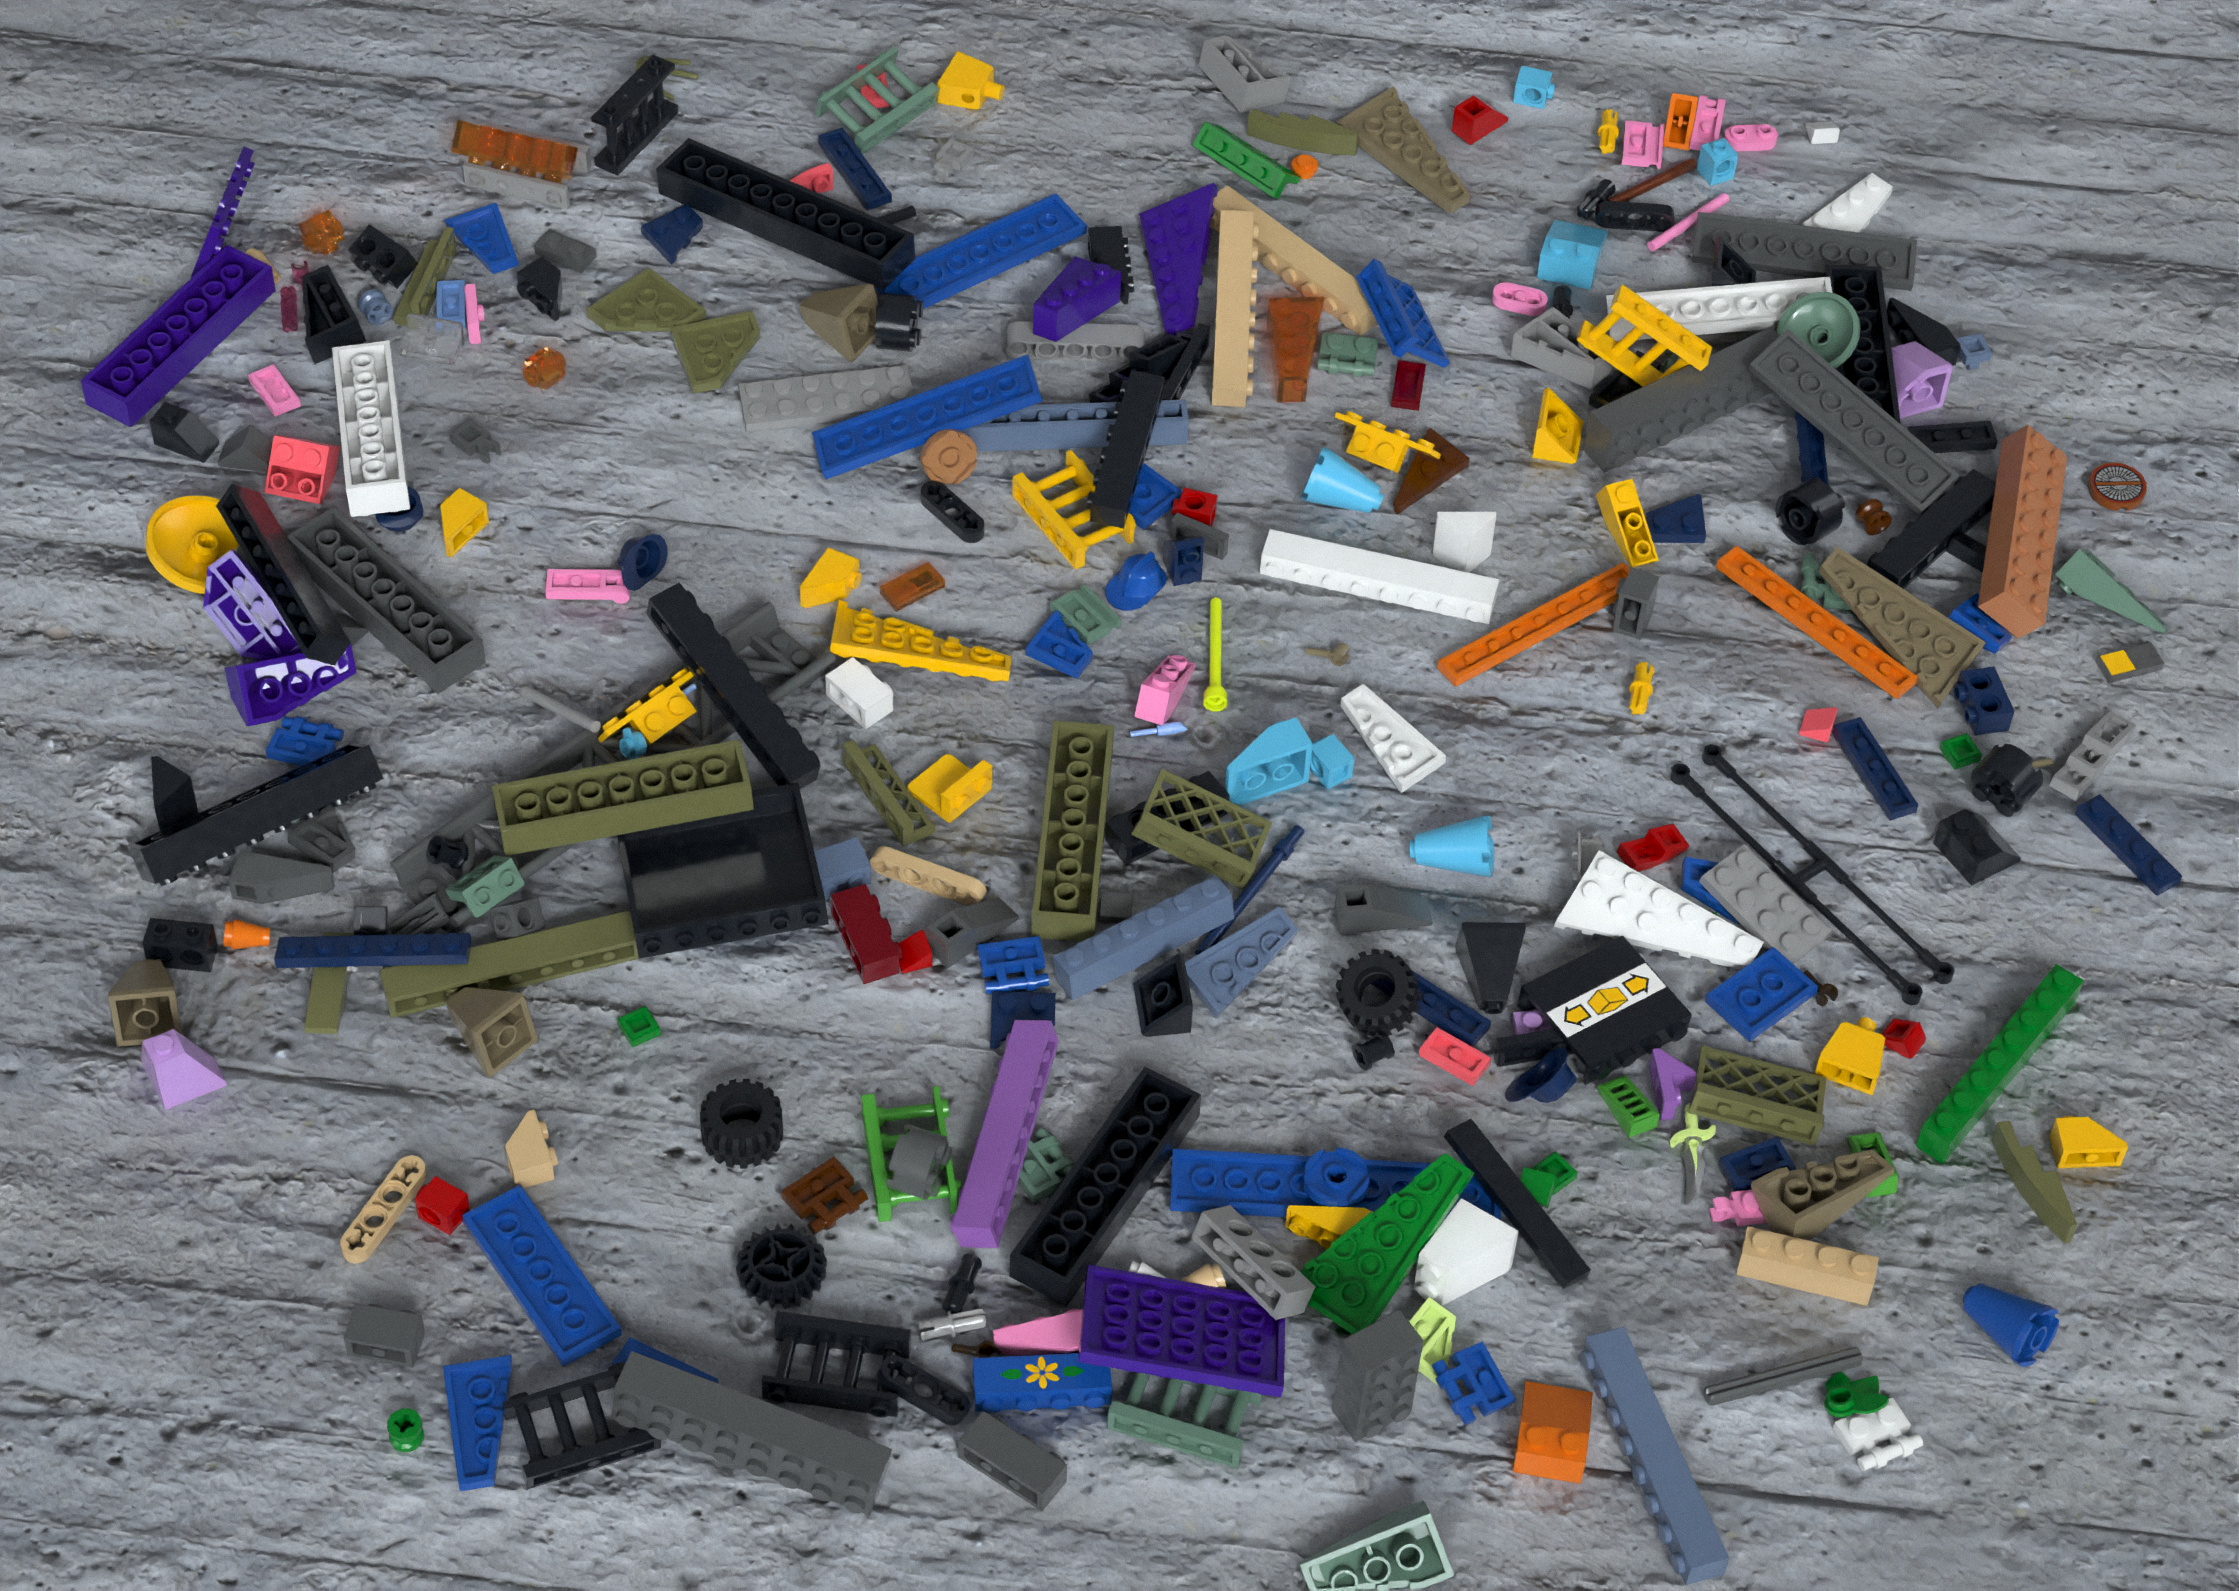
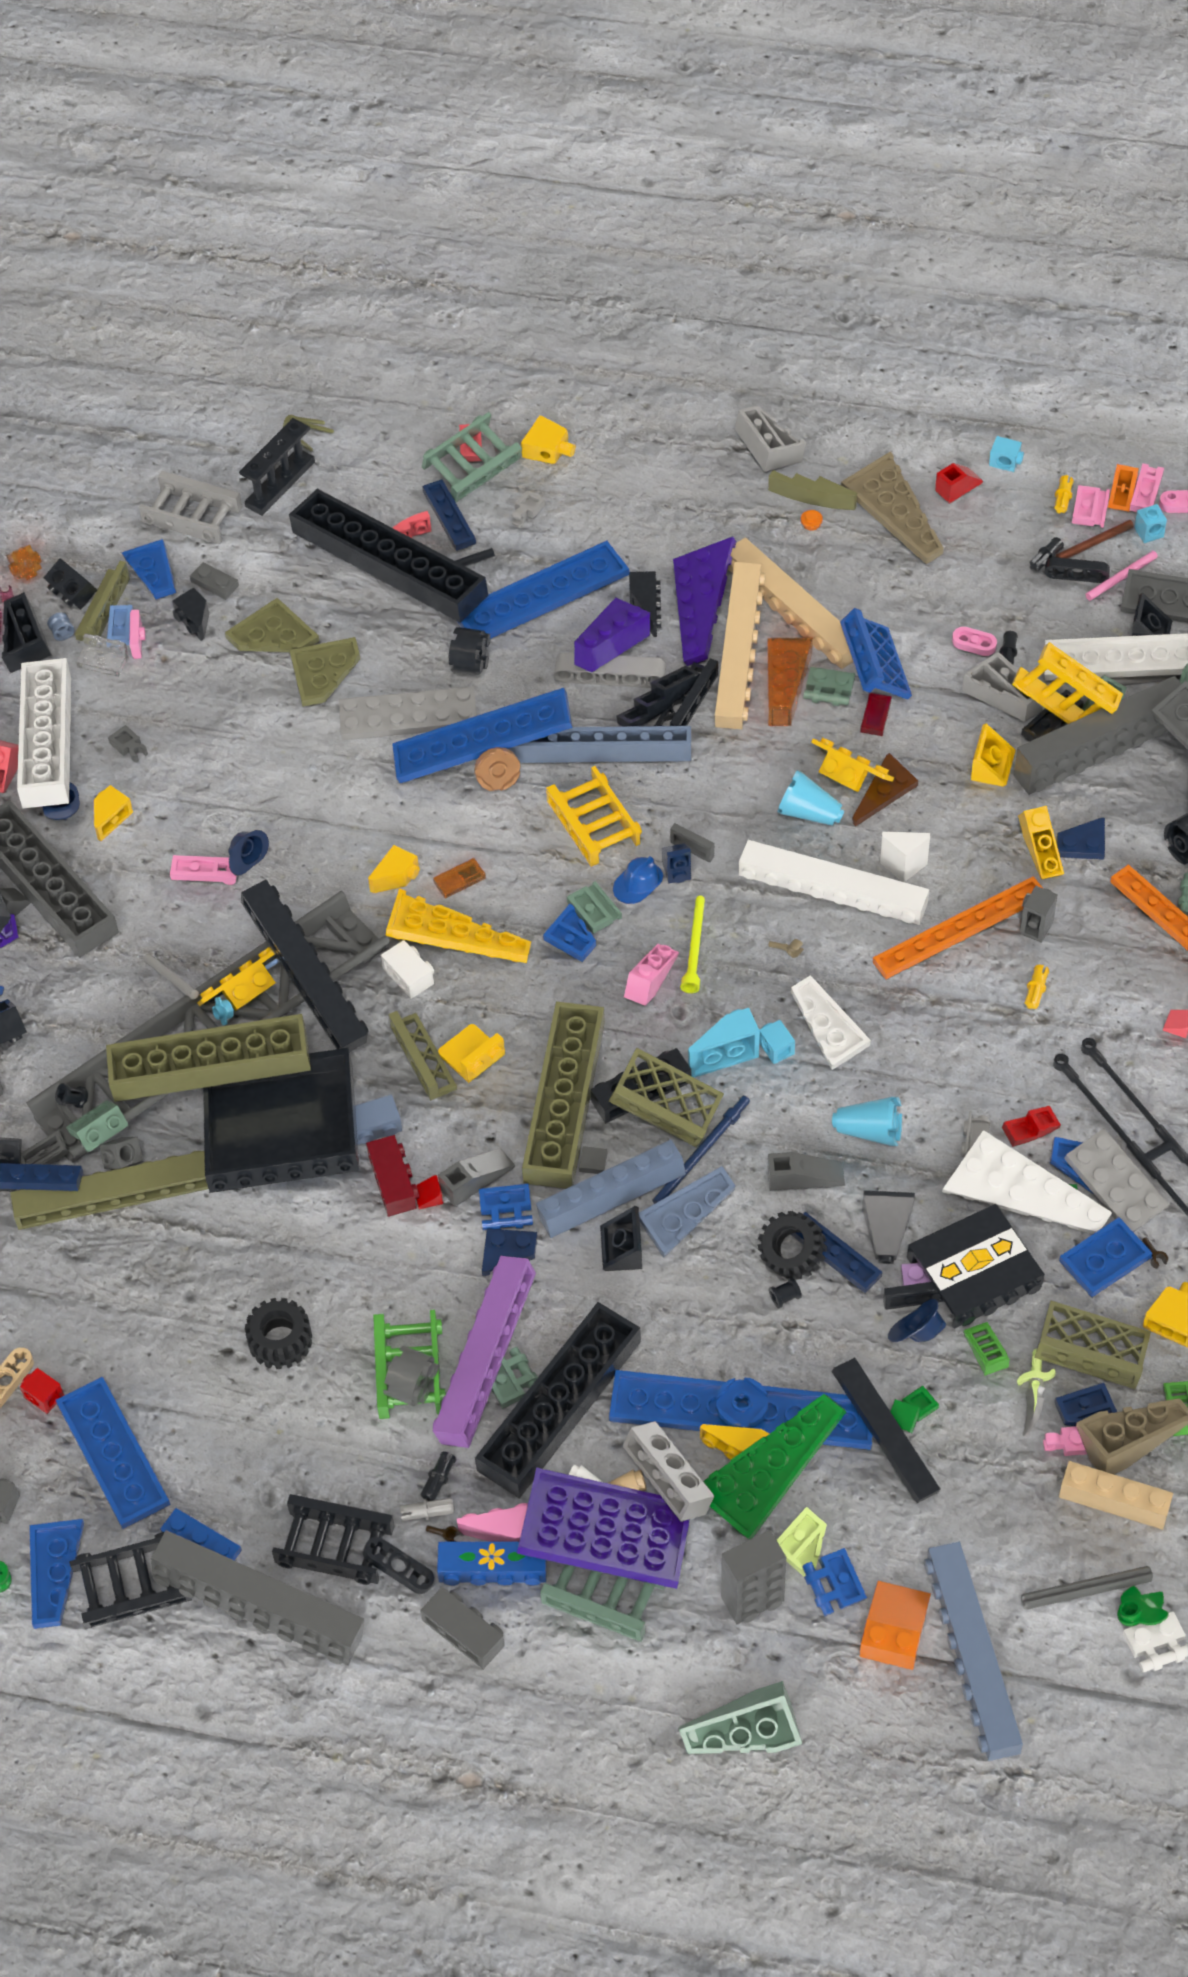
camera: 10 degrees right, 5 degrees up
(492, 1025) = (94, 1242): dark tan slope -> none
(515, 151) = (178, 497): clear orange wedge -> none
(528, 1155) = (111, 1350): tan slope -> none
(544, 368) = (187, 682): clear orange head -> none
(638, 1026) = (208, 1245): green tile -> none
(673, 231) = (300, 565): dark blue wing -> none
(770, 1279) = (280, 1463): black gear -> none
(820, 1187) = (335, 1389): reddish brown plate -> none
(843, 318) = (426, 645): dark tan slope -> none
(899, 867) = (446, 1128): tan beam -> none
(955, 523) = (498, 824): black beam -> none
(1126, 449) = (638, 768): black brick -> none
(1152, 497) = (651, 805): blue plate -> none
(1166, 729) = (650, 1007): light blue piece -> none
(1196, 505) = (692, 817): red brick -> none
(1244, 159) = (763, 512): green fence -> none
(1454, 1056) = (850, 1300): coral plate -> none
(1464, 1254) = (837, 1473): white slope -> none
(1571, 254) = (1021, 601): medium azure slope -> none
(1668, 1080) = (1020, 1328): medium lavender slope -> none

